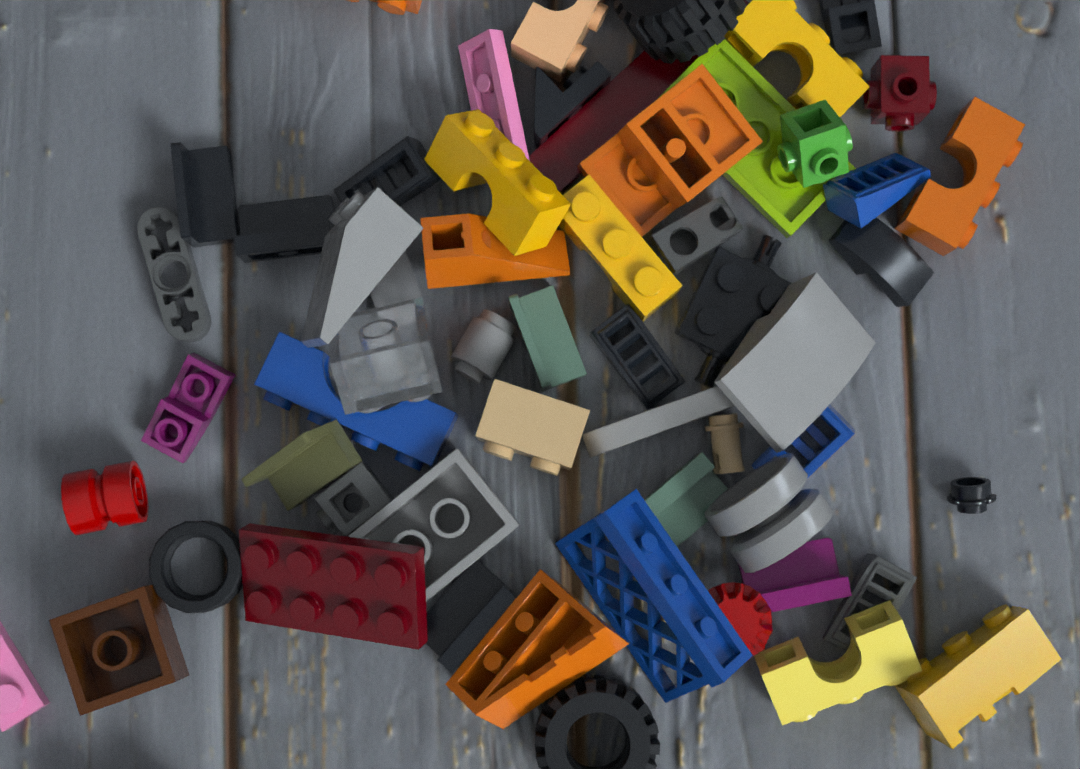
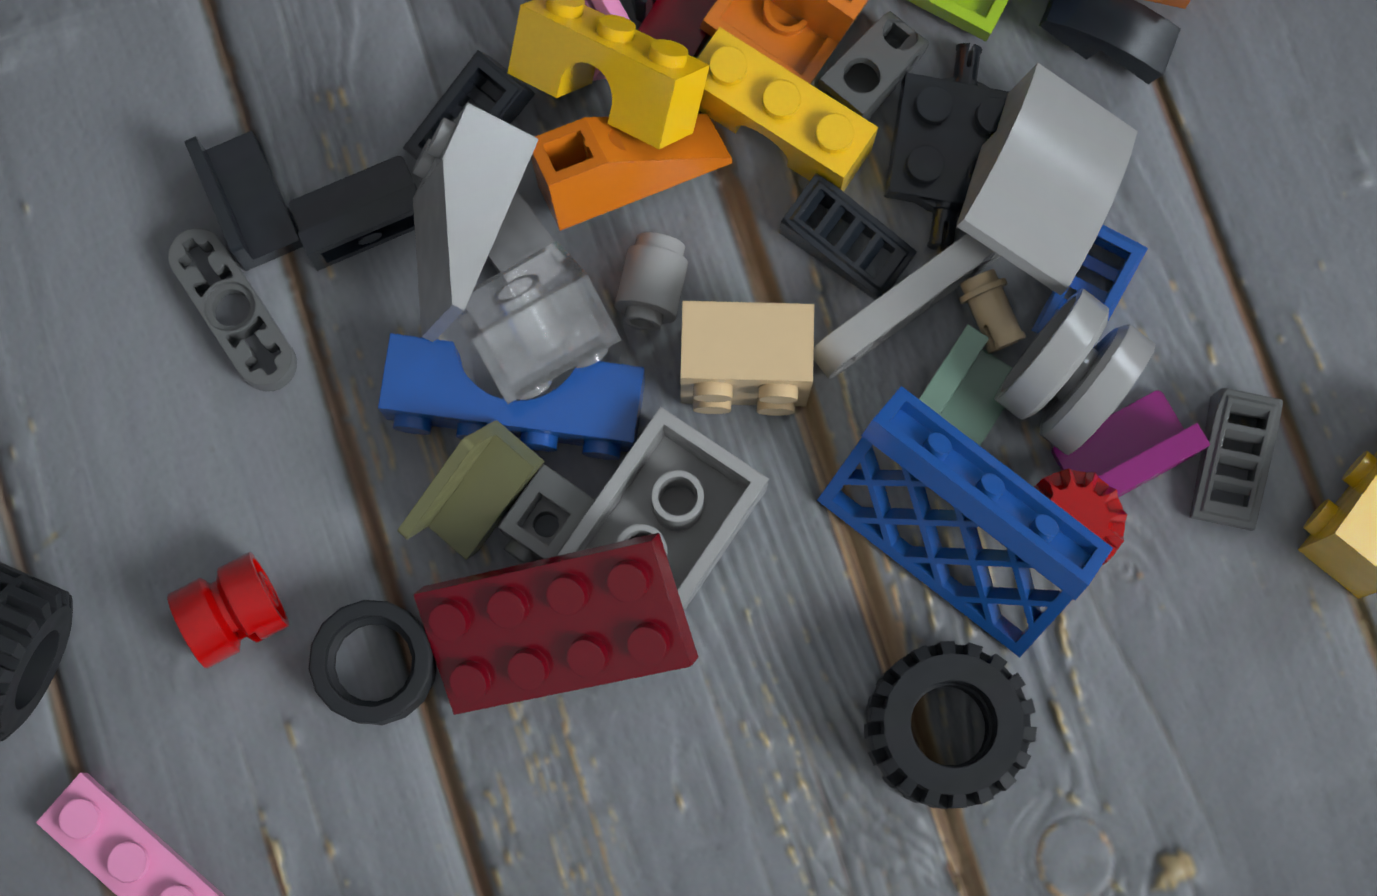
camera: 15 degrees left, 5 degrees down
(118, 648) = (303, 793): reddish brown brick -> none
(188, 408) = (300, 470): magenta slope -> none
(466, 614) = (734, 620): black panel -> none
(533, 653) = (836, 635): orange wedge -> none
(547, 338) = (726, 247): sand green panel -> none
(876, 657) = (1266, 508): light yellow arch -> none
(971, 494) = (1316, 283): black plate -> none

